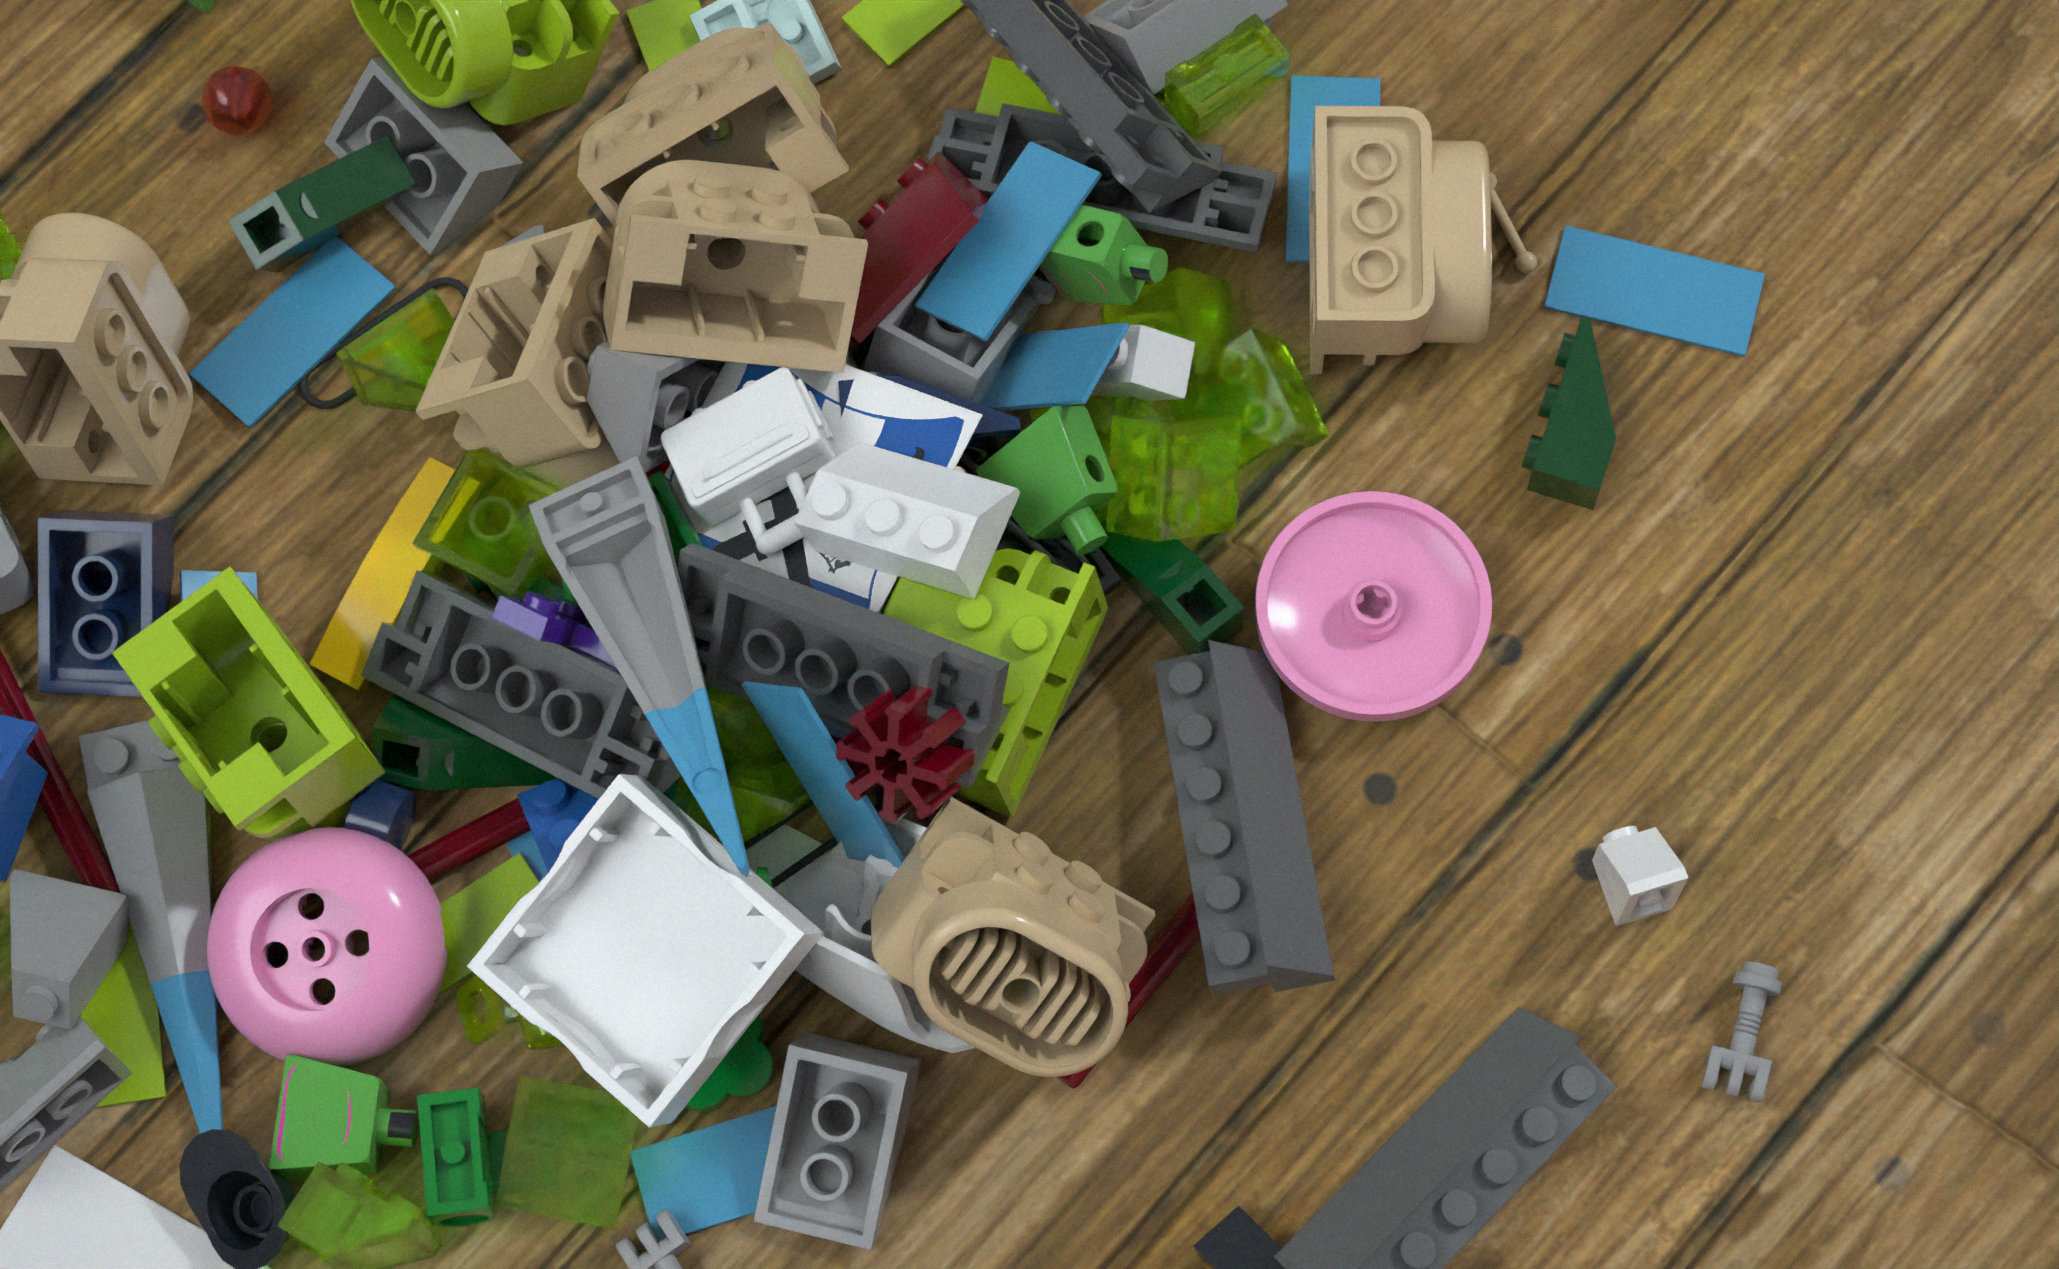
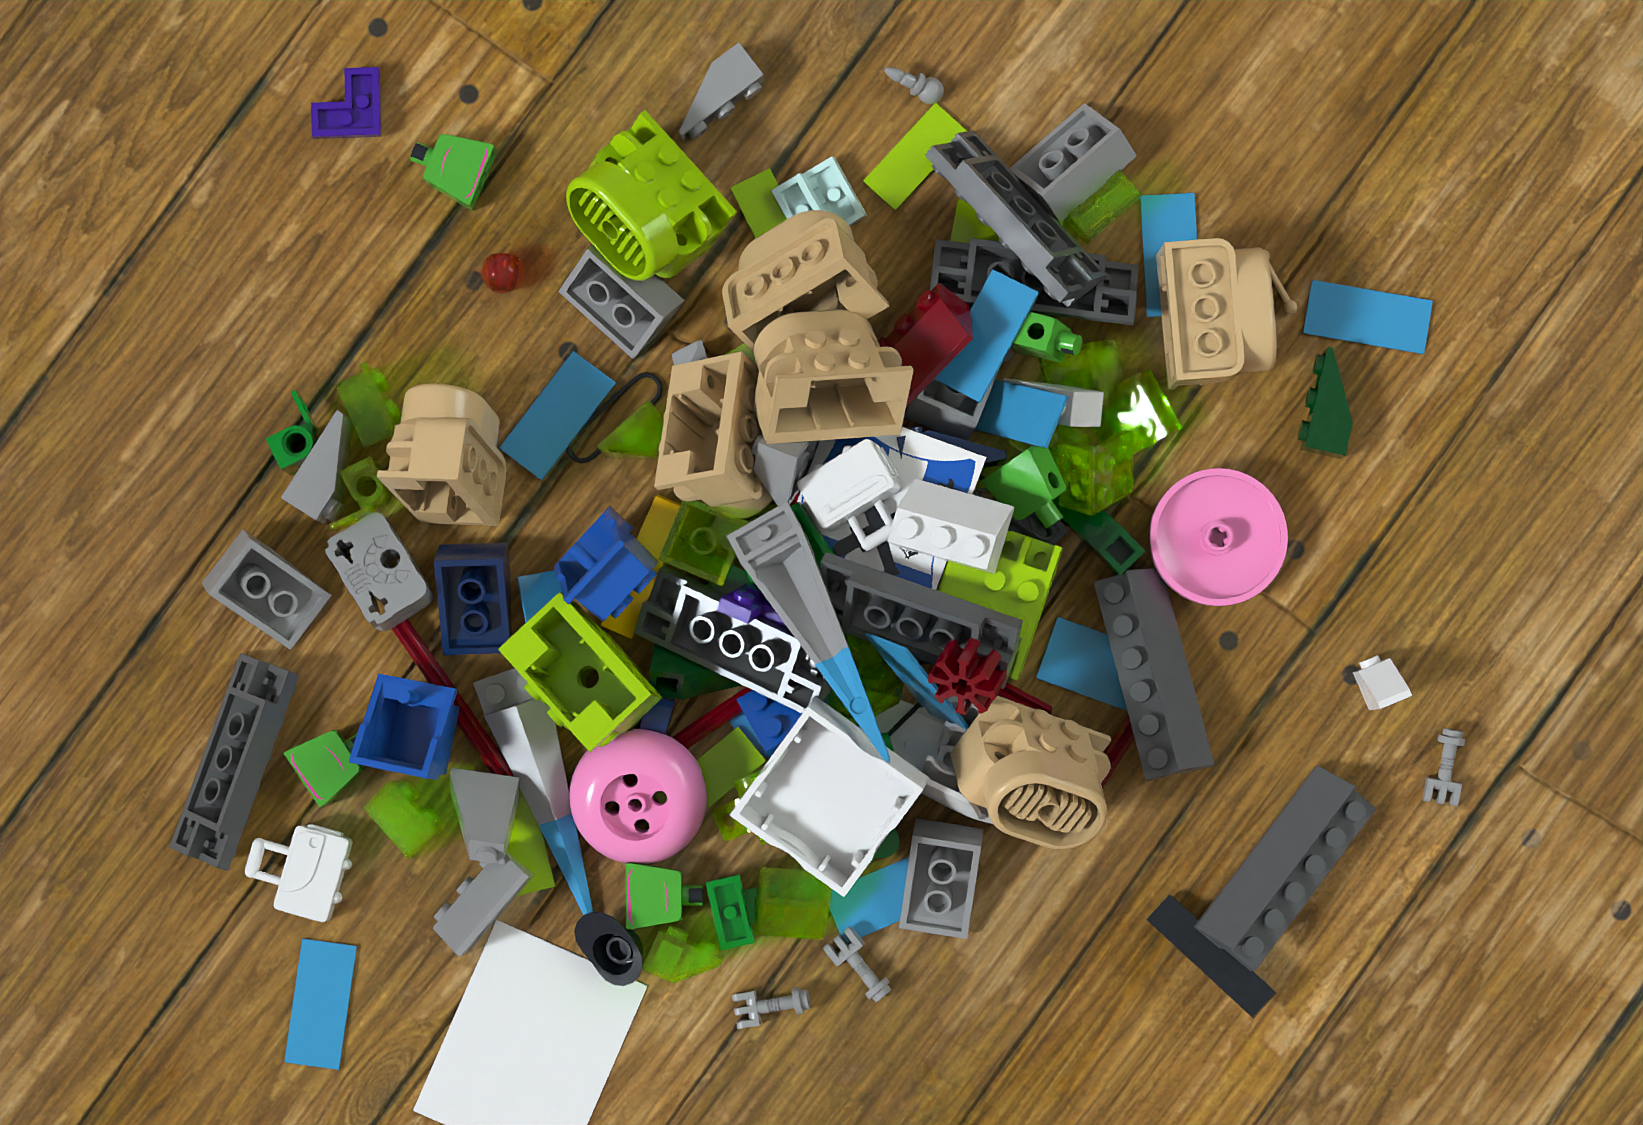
camera: 10 degrees left, 15 degrees up
(321, 205) = (568, 341): dark green slope -> none
(327, 554) = (605, 567): none -> blue piece
(1122, 802) = (1082, 663): none -> dark azure window

